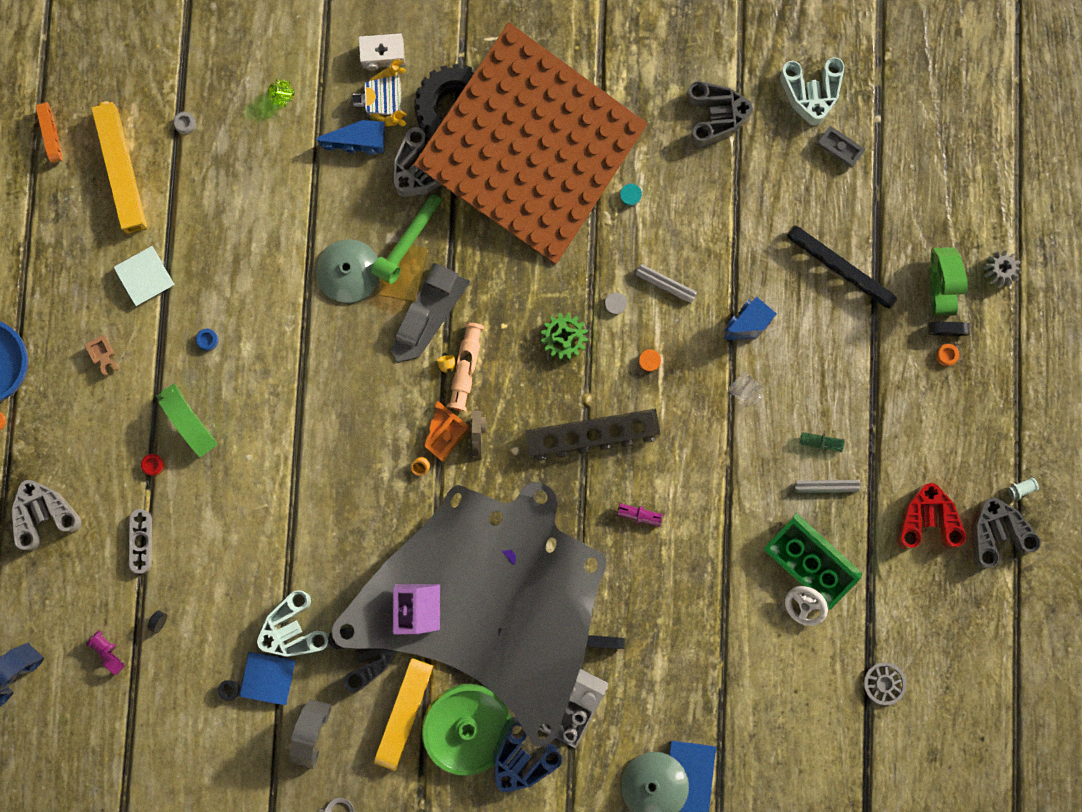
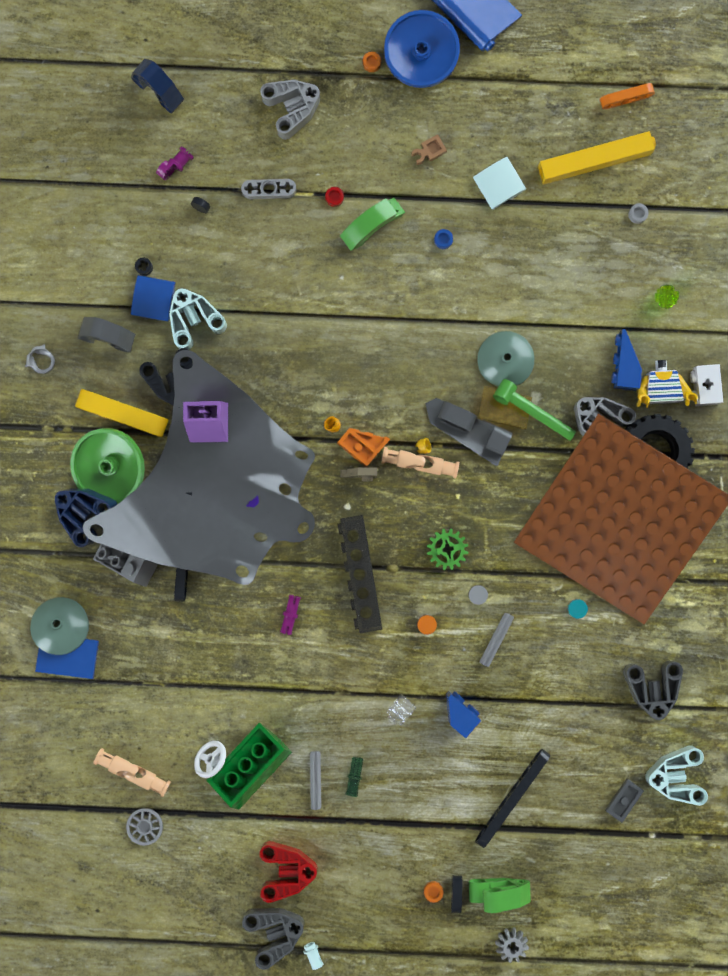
camera: 95 degrees right, 5 degrees up
(821, 702) = (128, 770): none -> light nougat piece

